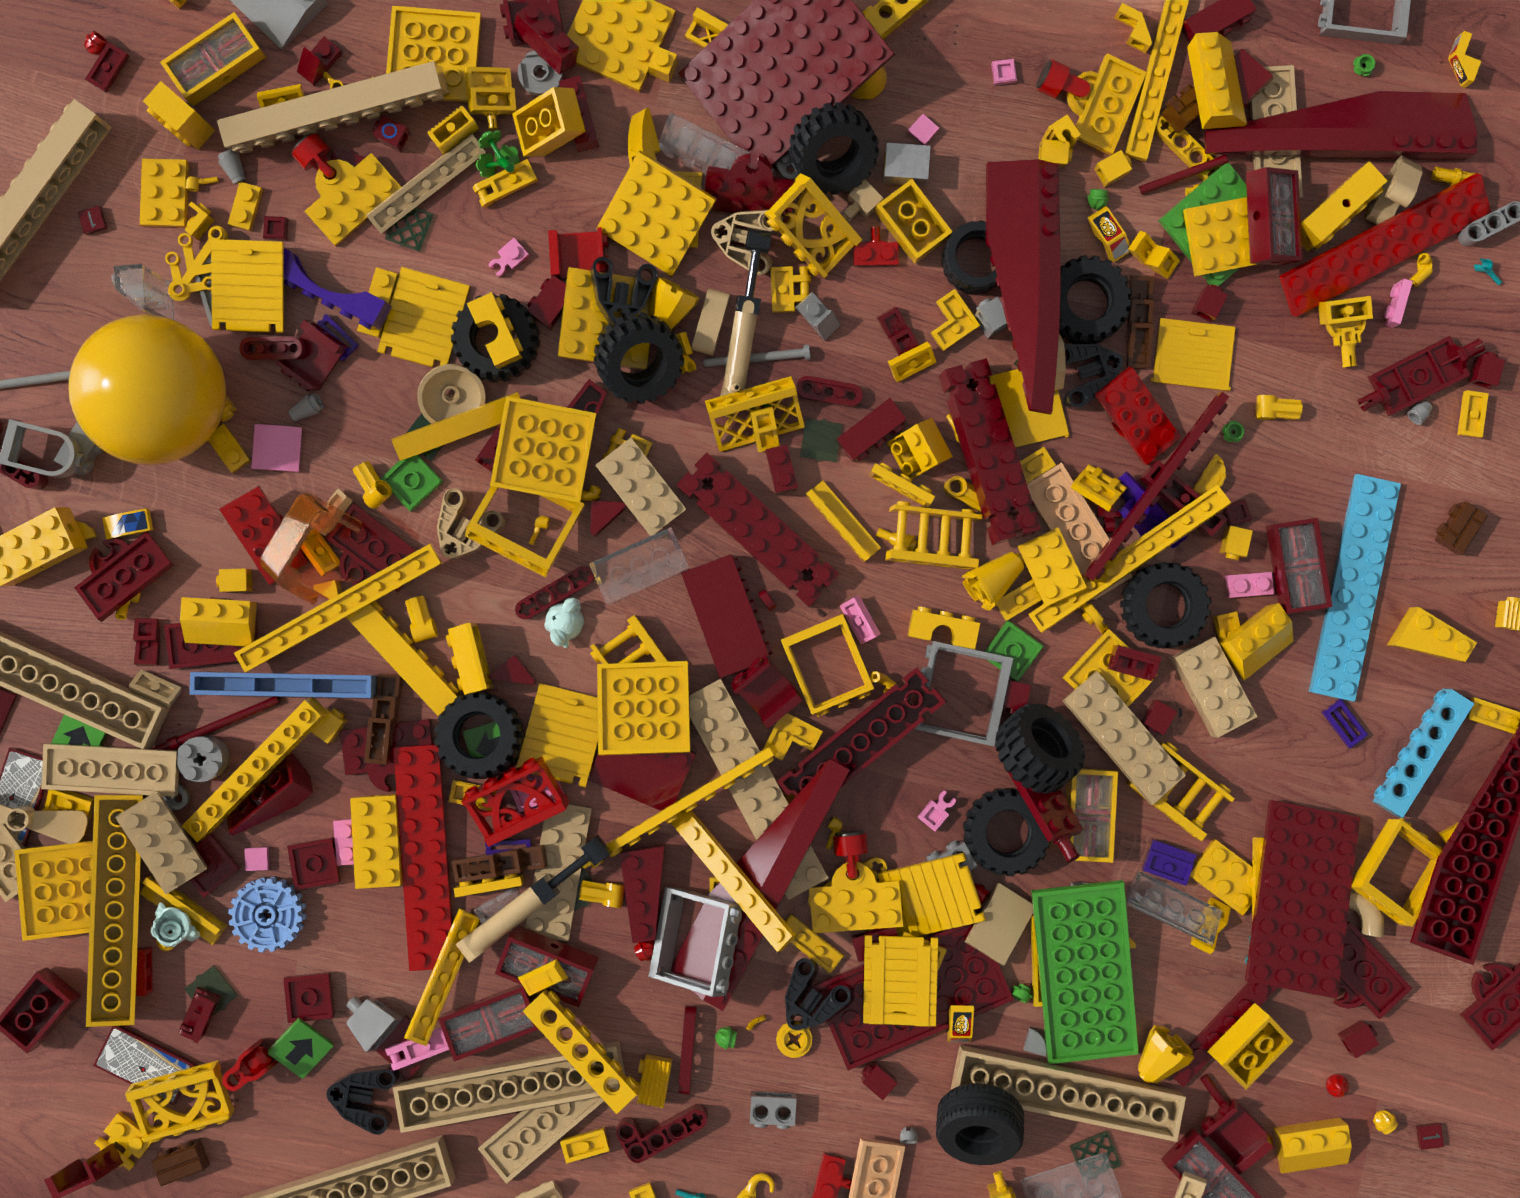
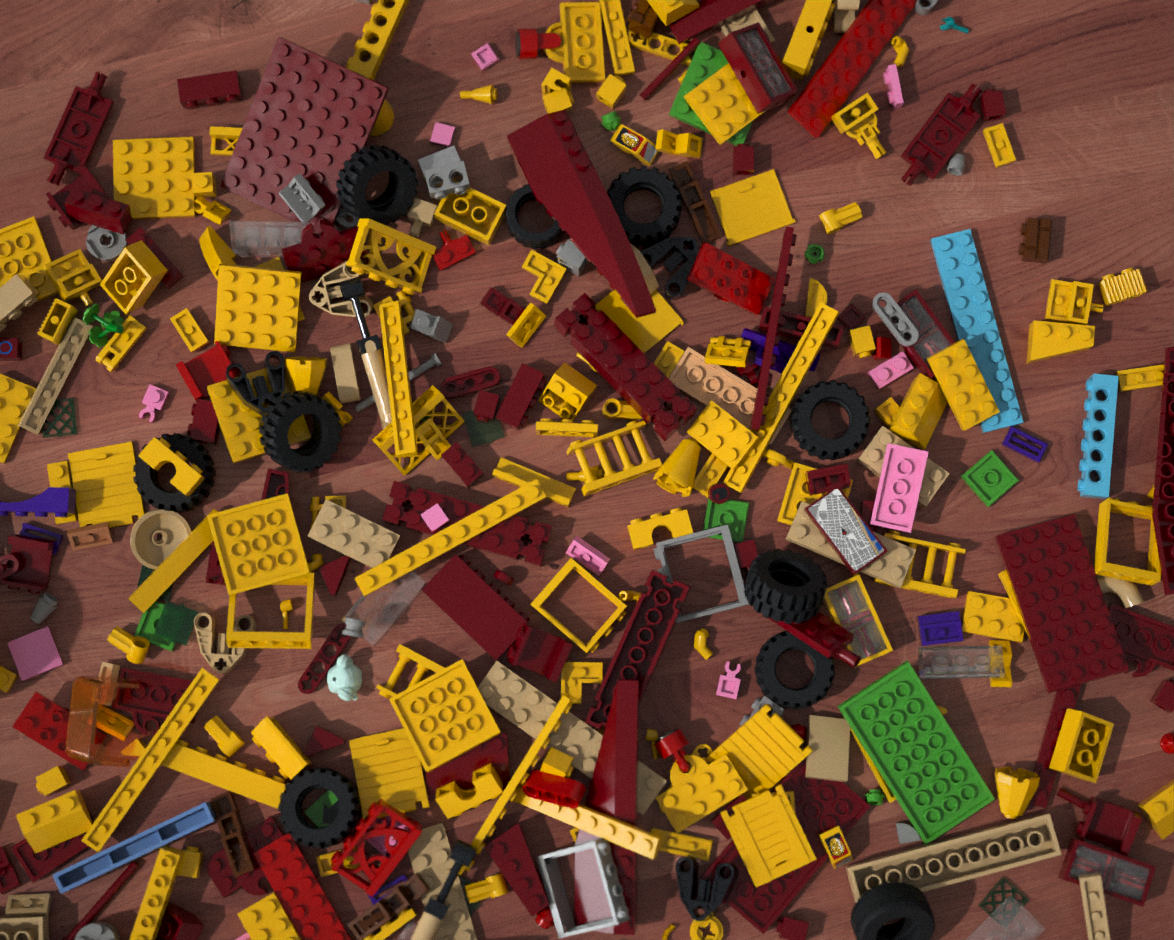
camera: 30 degrees left, 5 degrees down
(384, 359) = (90, 536): none -> nougat plate
(427, 486) = (176, 623): none -> clear green piece
(578, 203) = (189, 330): none -> yellow plate
(596, 578) = (354, 627): none -> light grey wheel
(614, 794) = (456, 800): none -> yellow arch
(659, 95) = (214, 211): none -> yellow plate
(714, 832) = (554, 789): none -> red beam
(724, 815) = (557, 763): none -> yellow brick
(728, 508) = (434, 517): none -> bright pink tile
(734, 536) = (450, 537): none -> yellow plate
(753, 125) = (302, 199): none -> light grey bracket
(759, 354) = (398, 379): none -> yellow plate
(833, 423) = (486, 406): none -> dark red brick
(907, 171) = (446, 174): none -> light grey brick
(926, 760) = (700, 643): none -> yellow arm
(985, 109) = (484, 94): none -> yellow cone
(1019, 622) = (718, 493): none -> dark red tile
(1126, 722) = (845, 530): none -> tile
(1201, 706) = (899, 487): none -> bright pink plate
(1253, 560) = (883, 348): none -> red slope
(1284, 527) = (893, 310): none -> light grey plate
(1292, 739) = (989, 478): none -> bright green tile
(1316, 636) = (963, 384): none -> yellow plate
(1463, 606) = (1070, 302): none -> yellow plate

